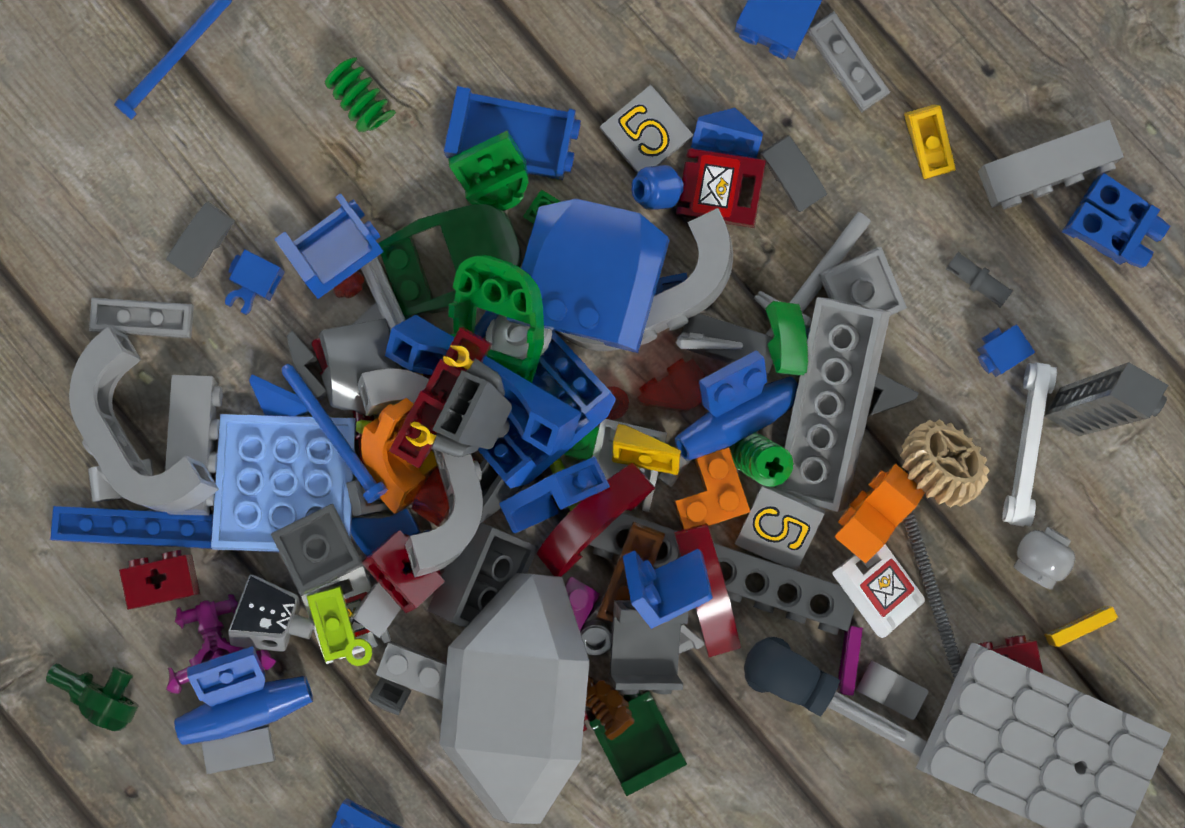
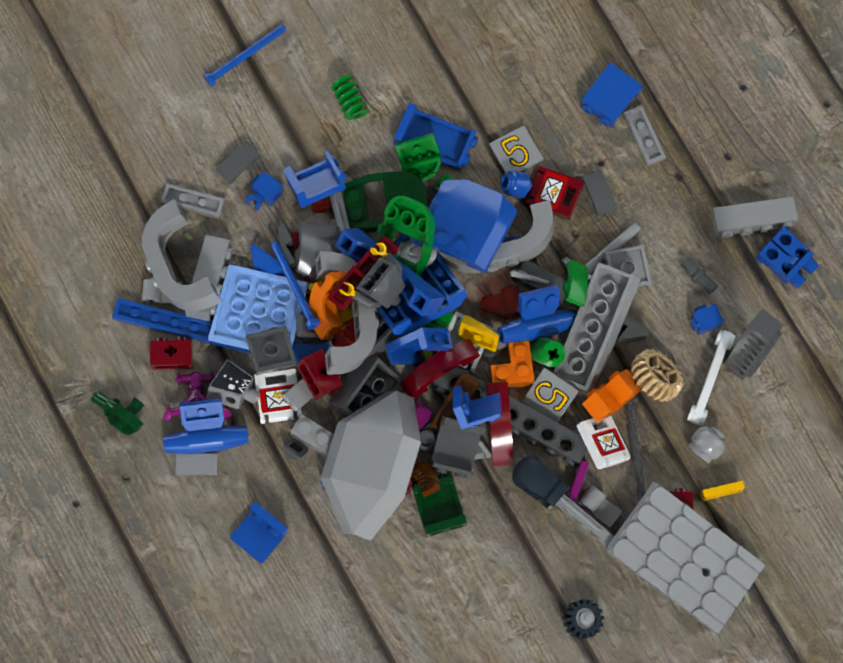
camera: 10 degrees right, 10 degrees down
(335, 627) = (272, 400): lime hinge -> none
(623, 405) = (465, 311): clear red plate -> none
(727, 134) = (564, 162): blue slope -> none
(930, 140) = (685, 190): yellow slope -> none

